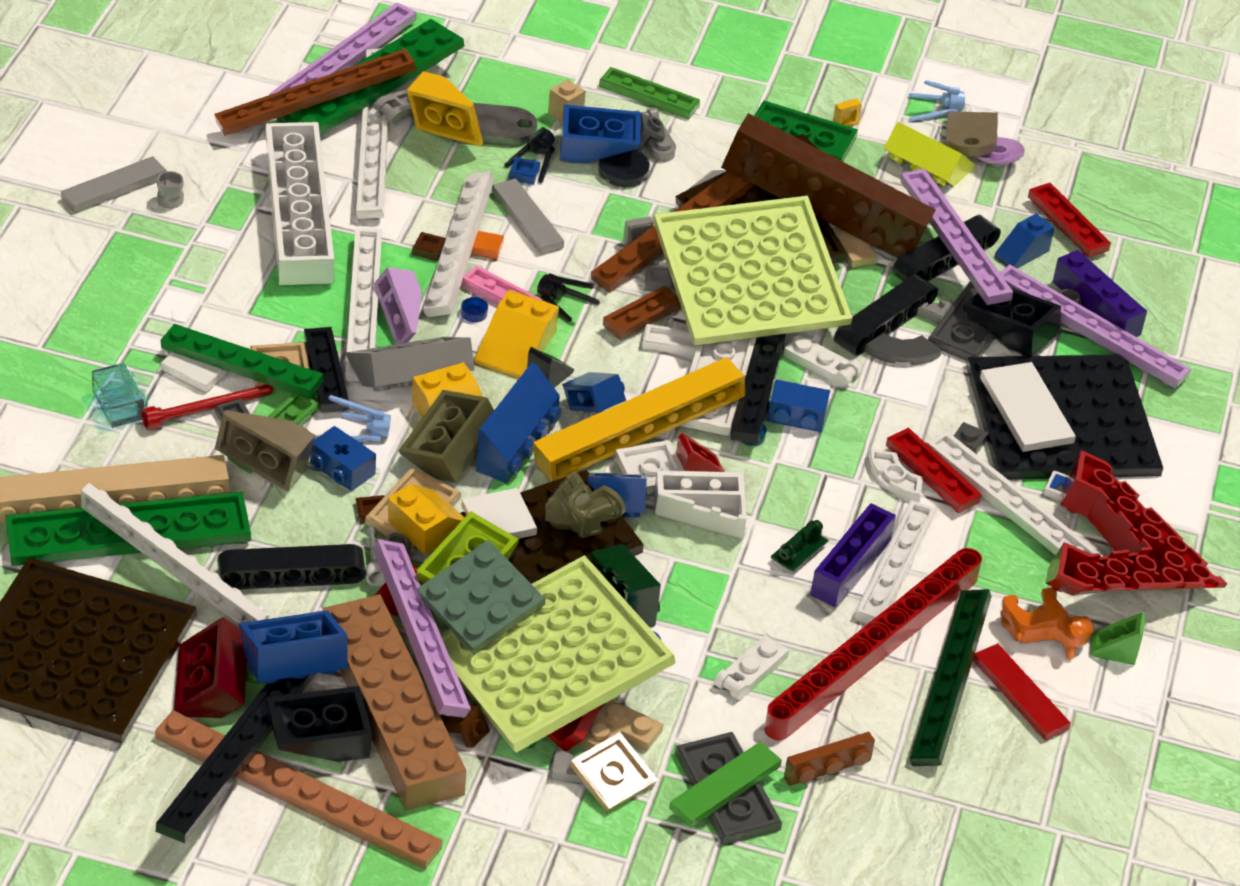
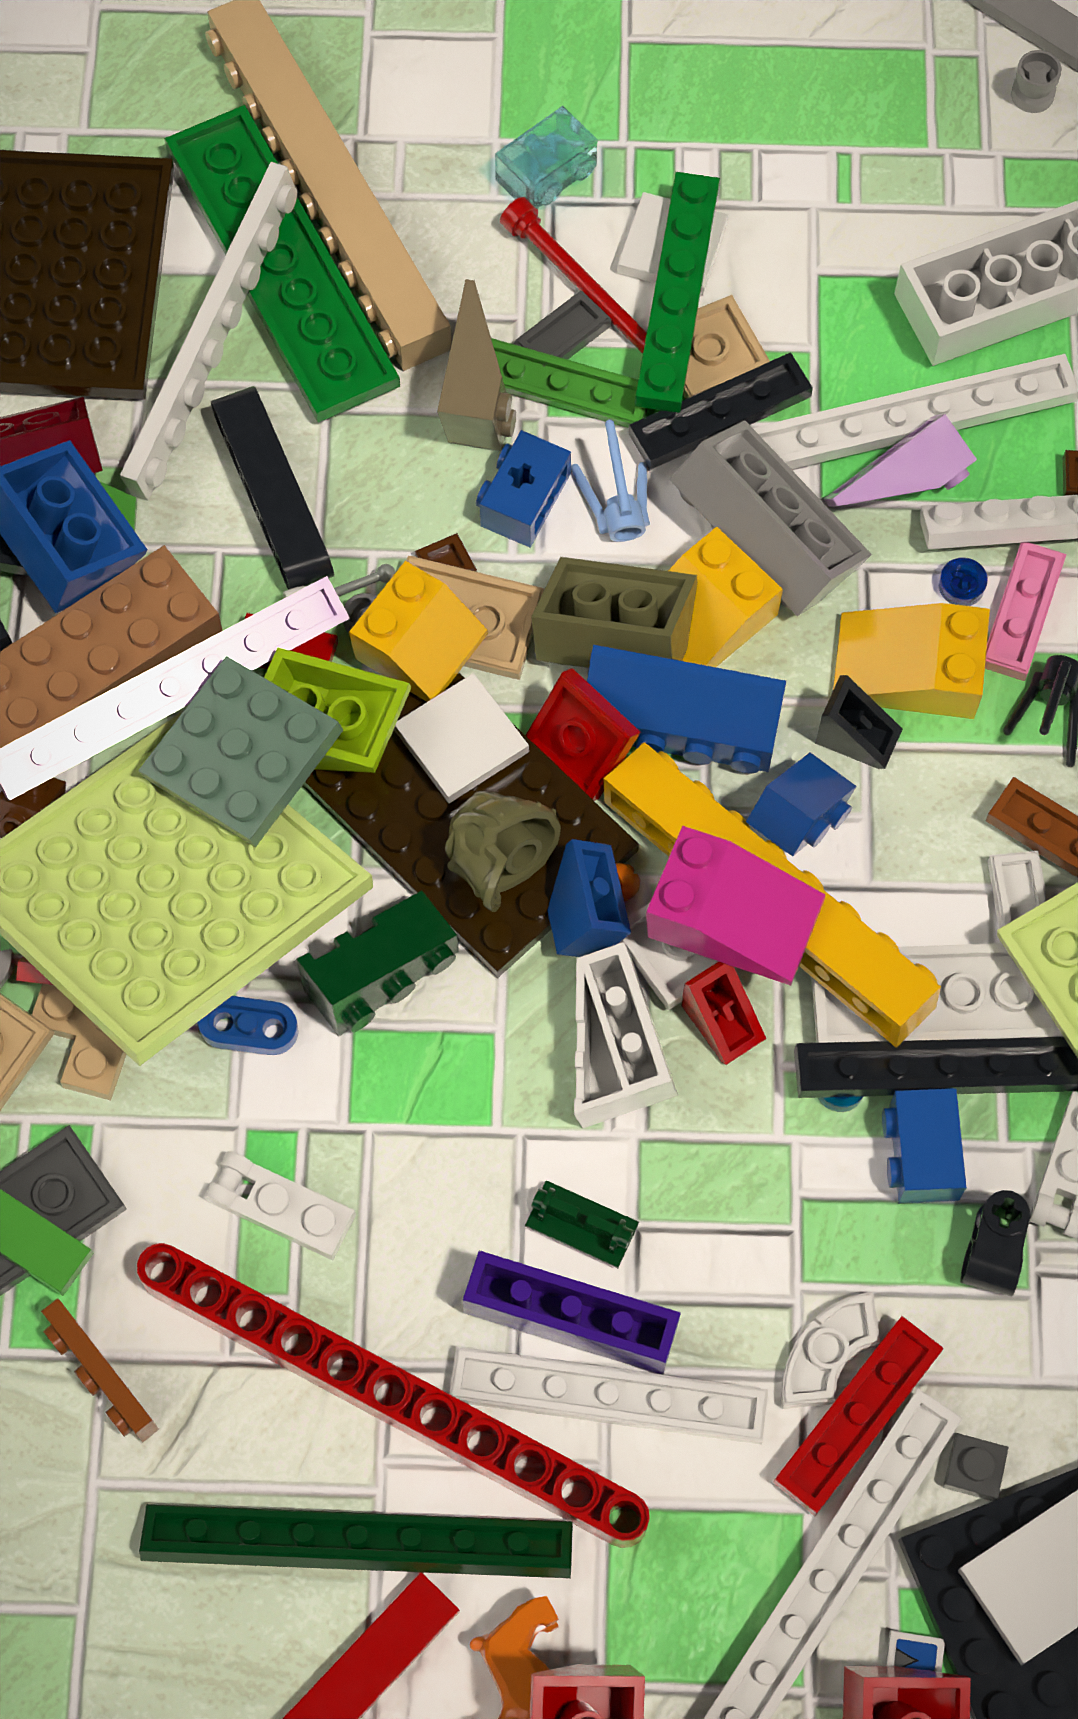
camera: 80 degrees right, 25 degrees up
(518, 463) = (582, 732): none -> red tile
(653, 421) = (732, 907): none -> dark pink slope
(858, 396) = (995, 1252): none -> black piece

